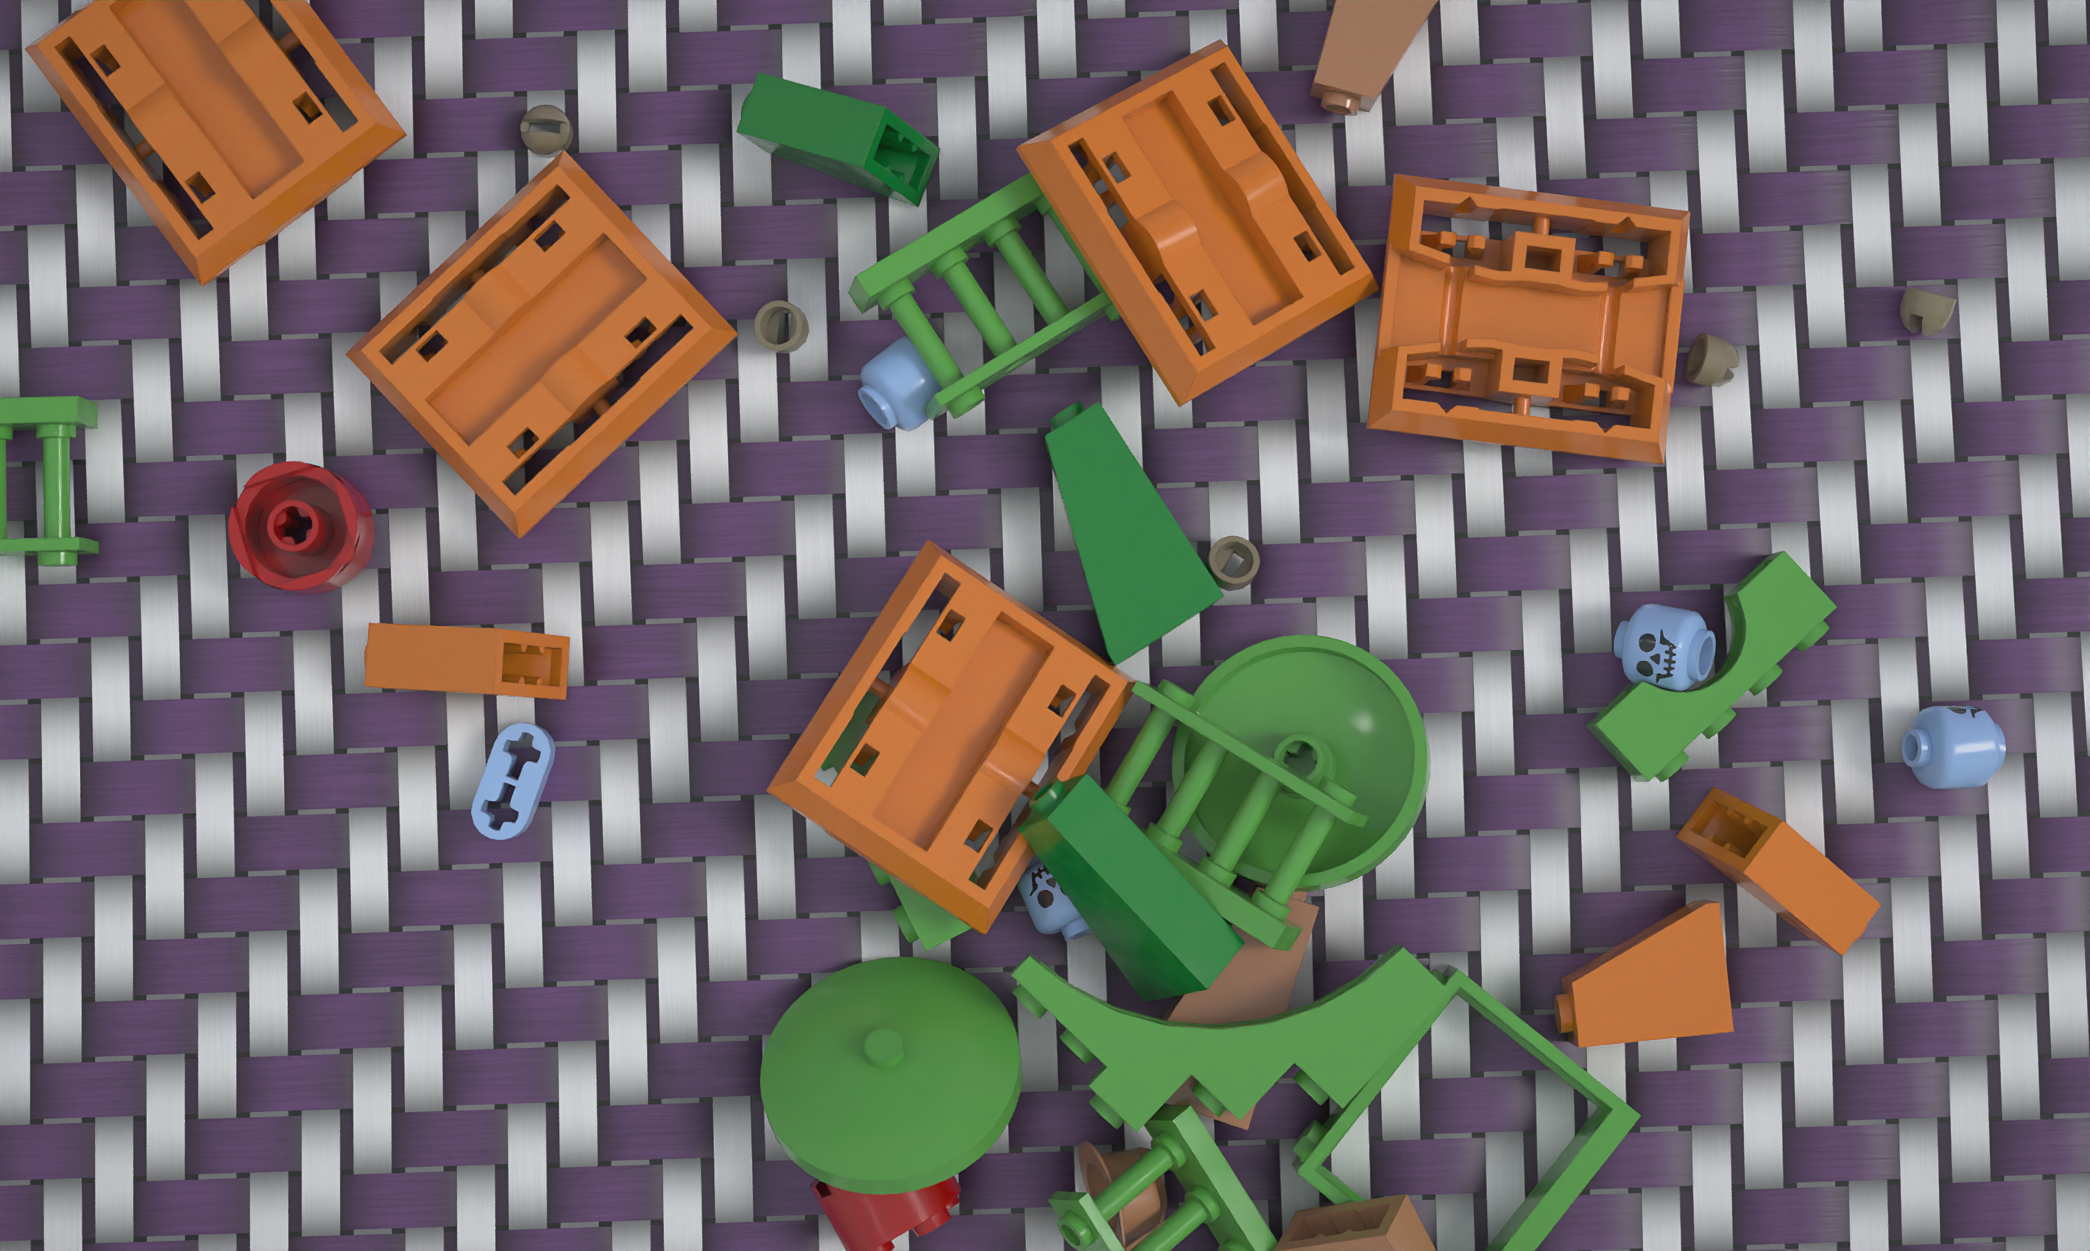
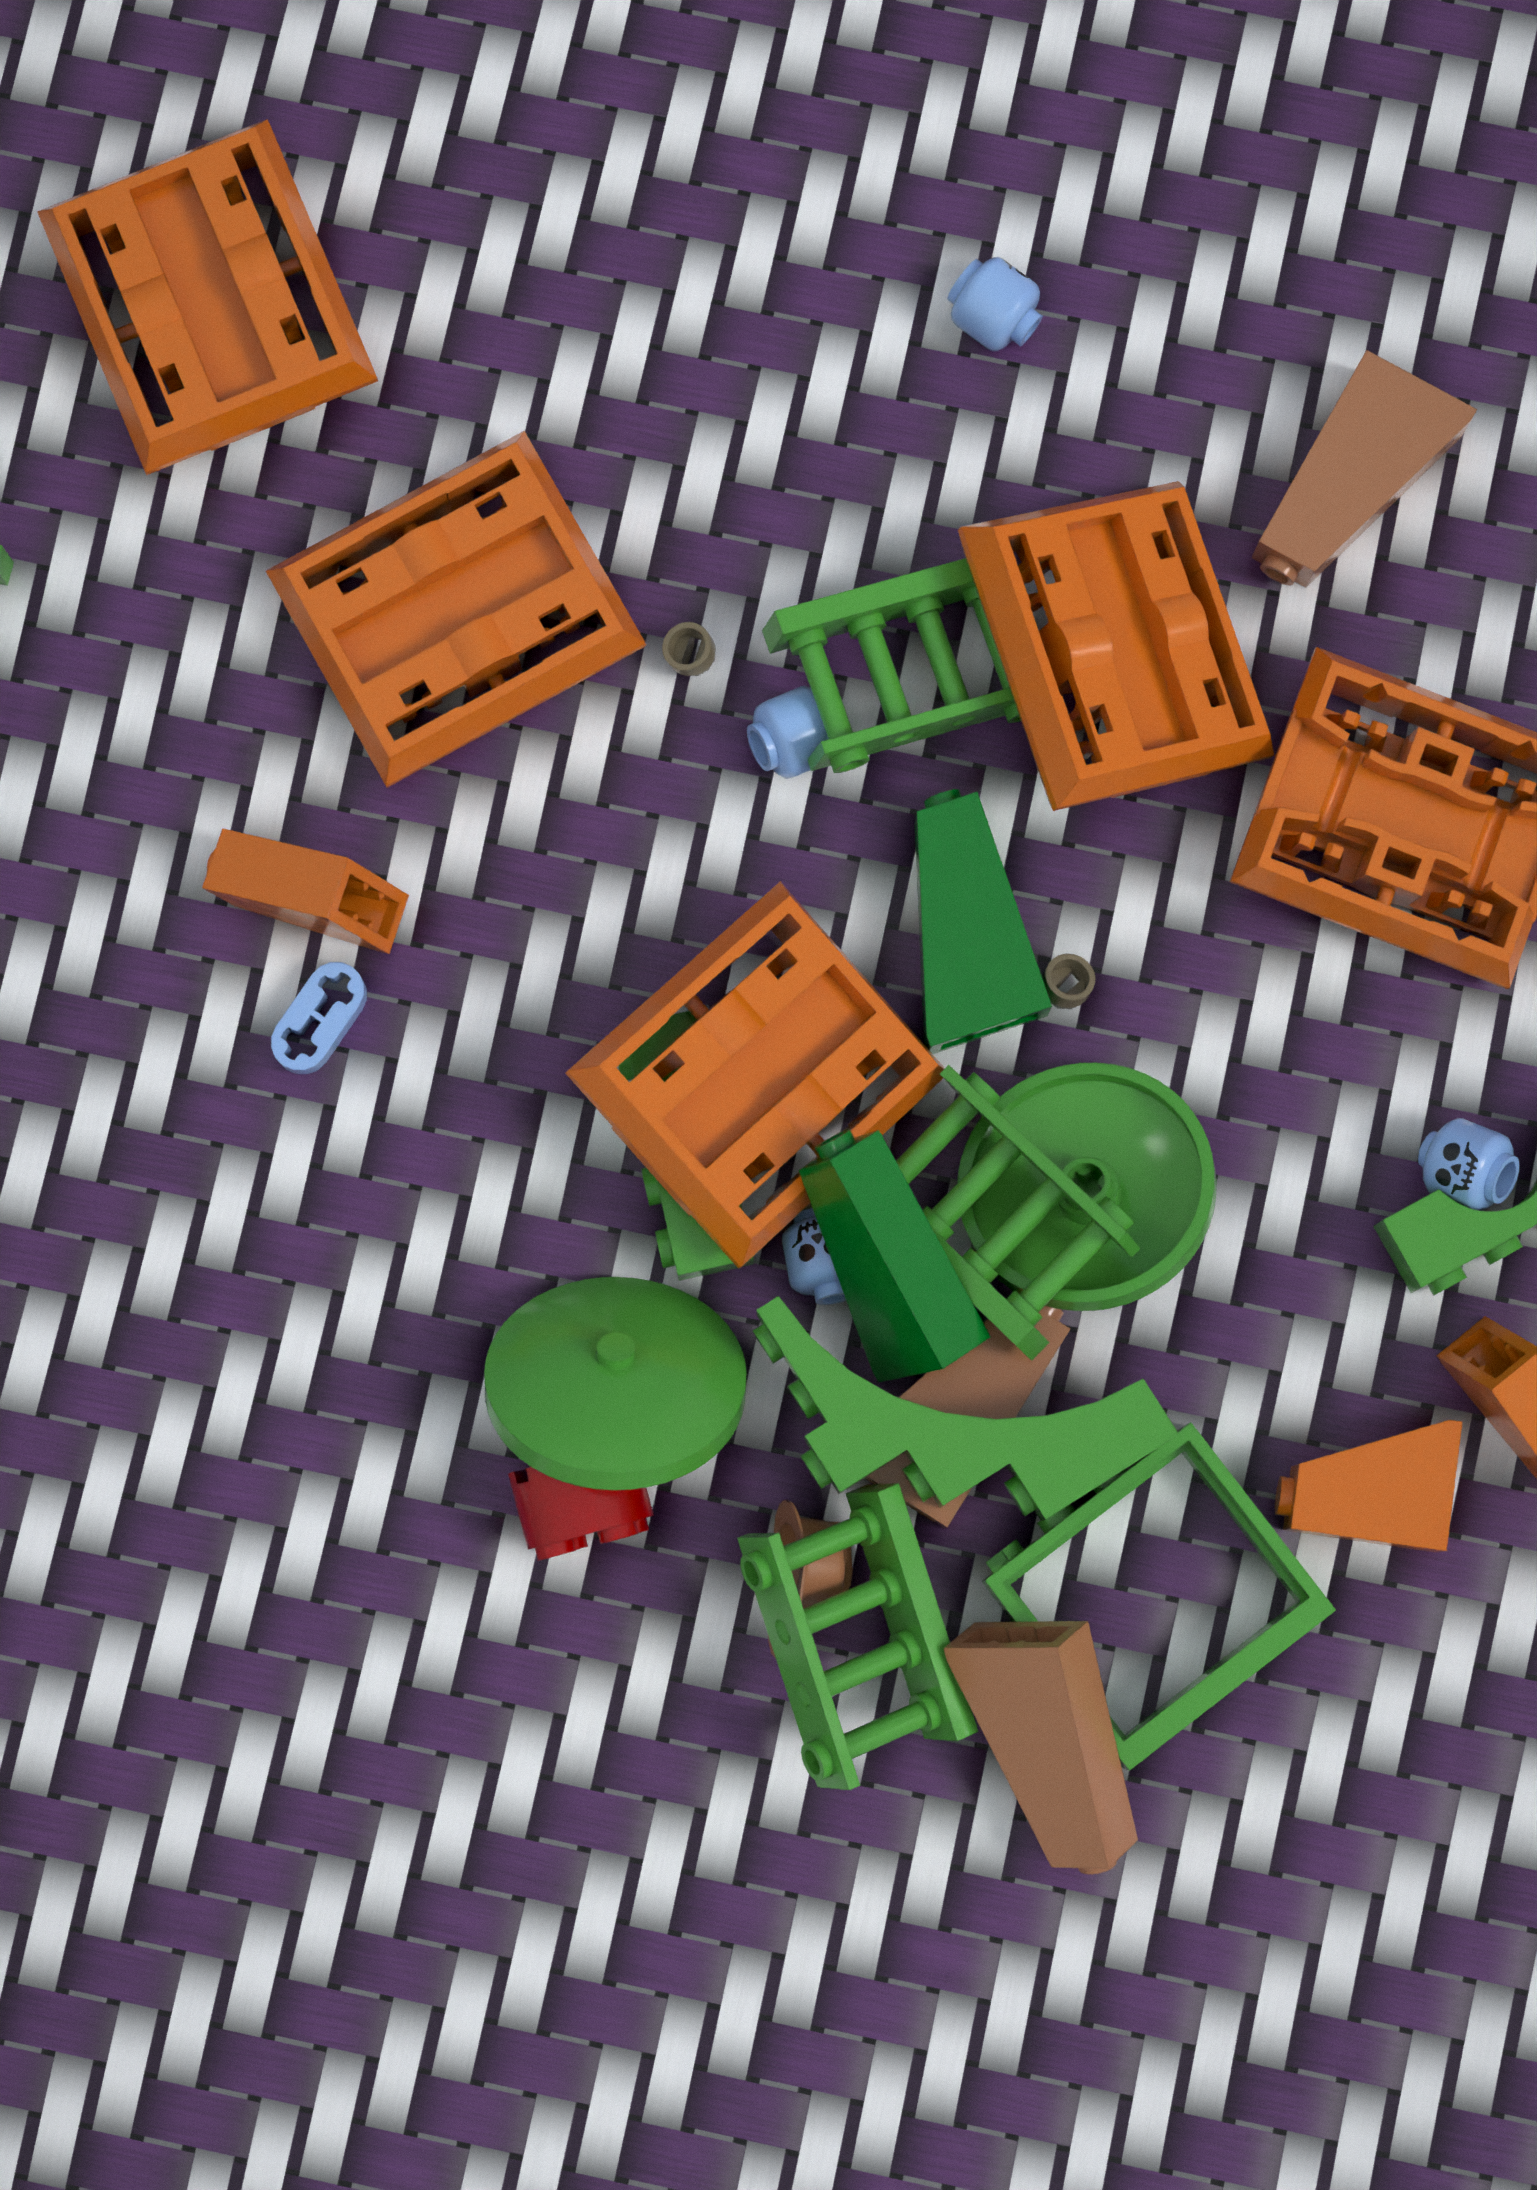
camera: 10 degrees right, 5 degrees down
(270, 511) = (153, 703): red brick -> none
(546, 143) = (508, 421): dark tan hinge -> none
(838, 137) = (790, 483): green slope -> none

